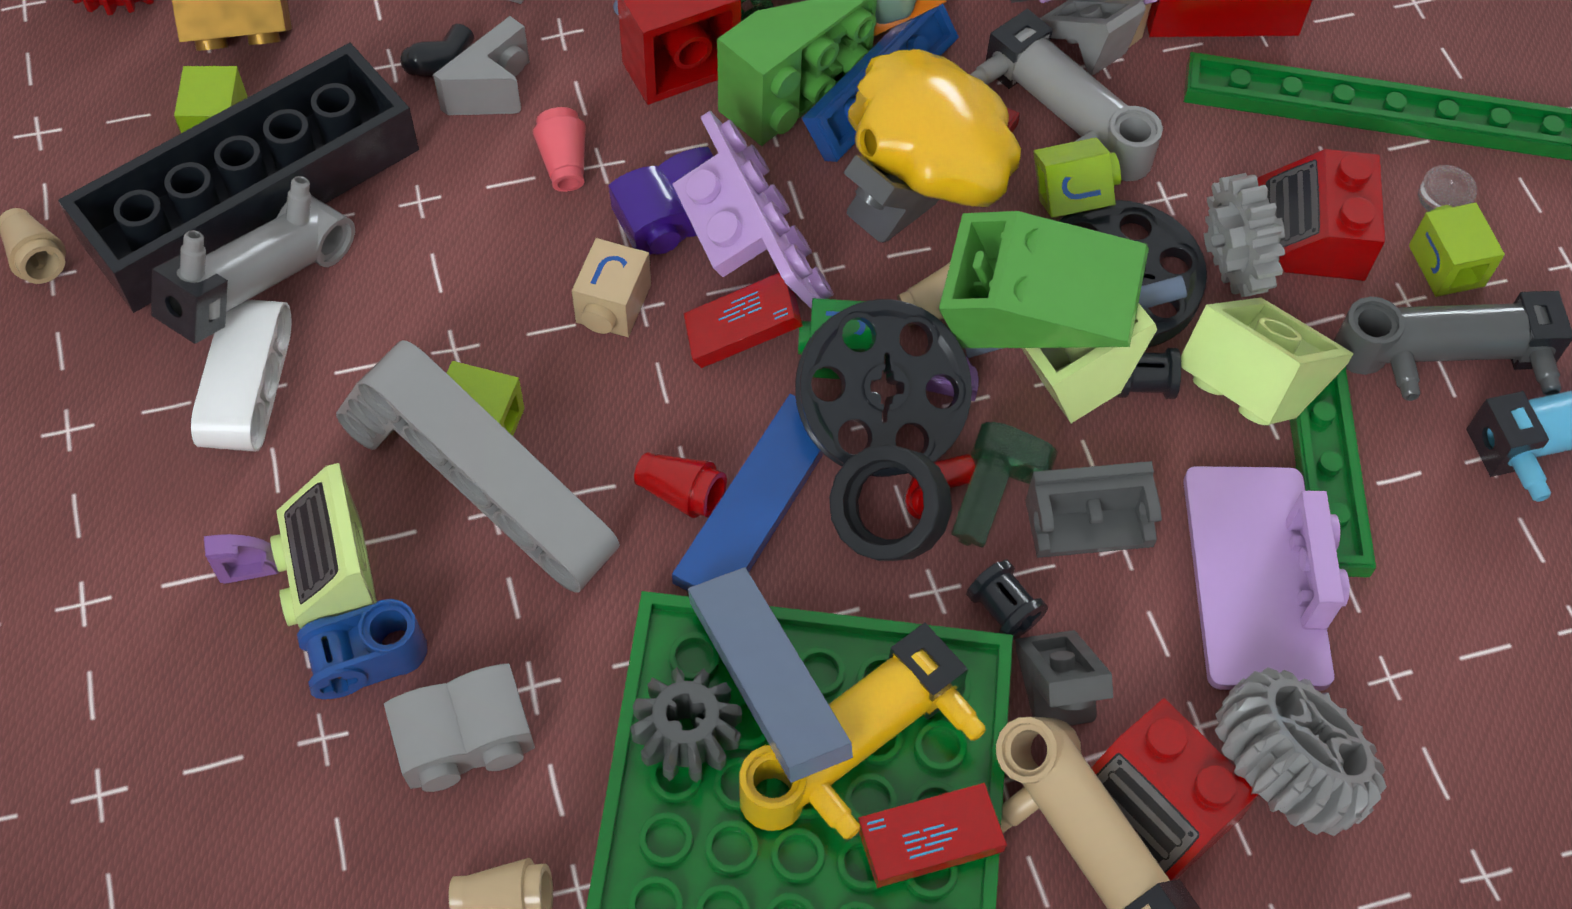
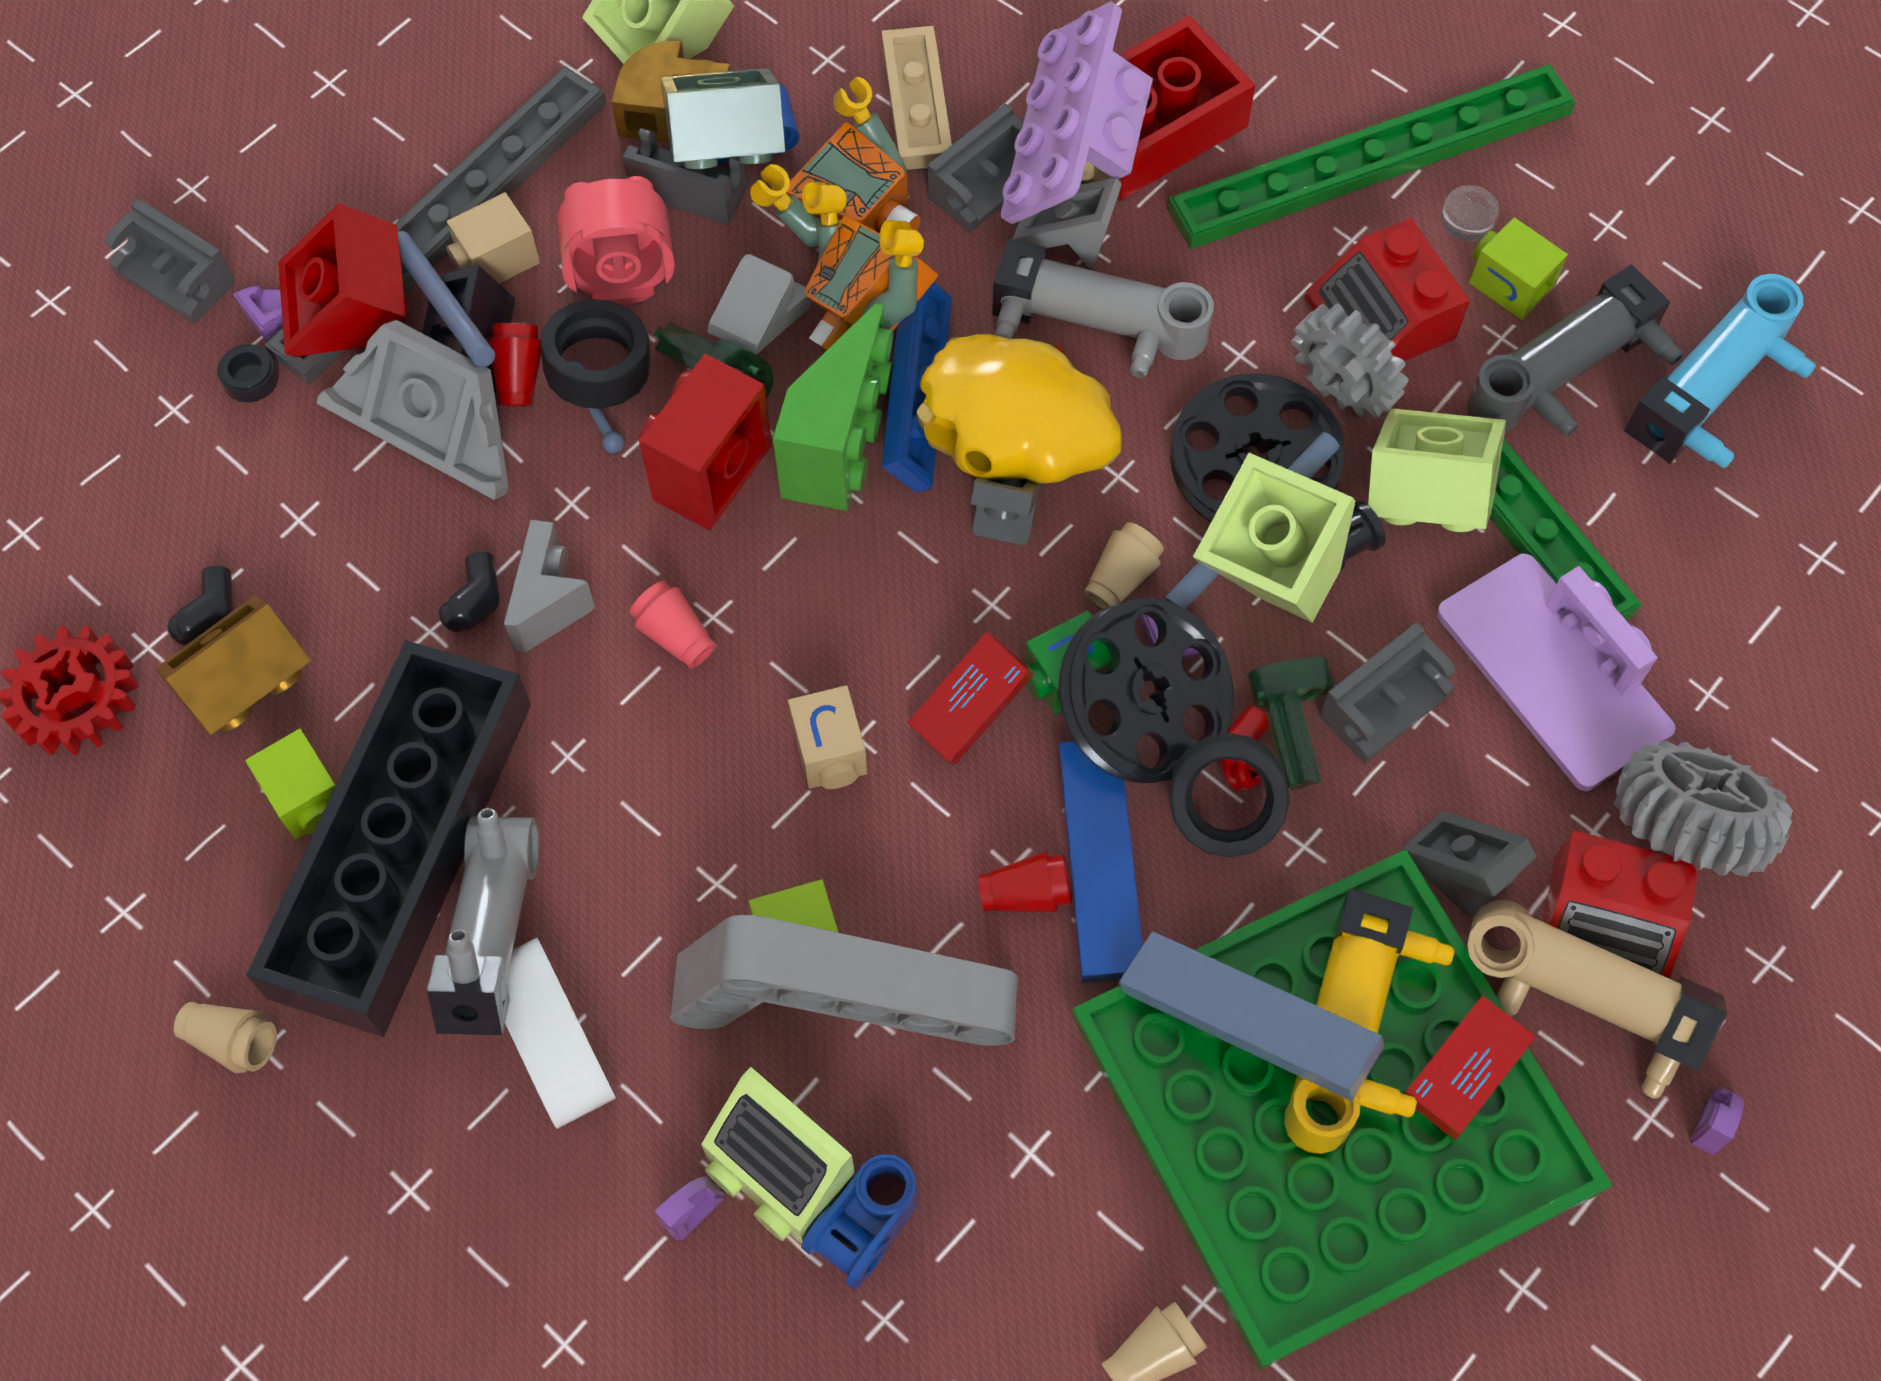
camera: 30 degrees left, 5 degrees up
(459, 728) = (1009, 1232): light grey brick -> none
(650, 206) = (819, 618): dark purple brick -> none
(663, 734) = (1217, 1126): dark grey gear -> none
(743, 216) = (901, 605): lavender bracket -> none
(1007, 599) = (1377, 820): black bush -> none
(1040, 284) = (1233, 515): bright green slope -> none
(1076, 176) = (1163, 384): lime brick -> none

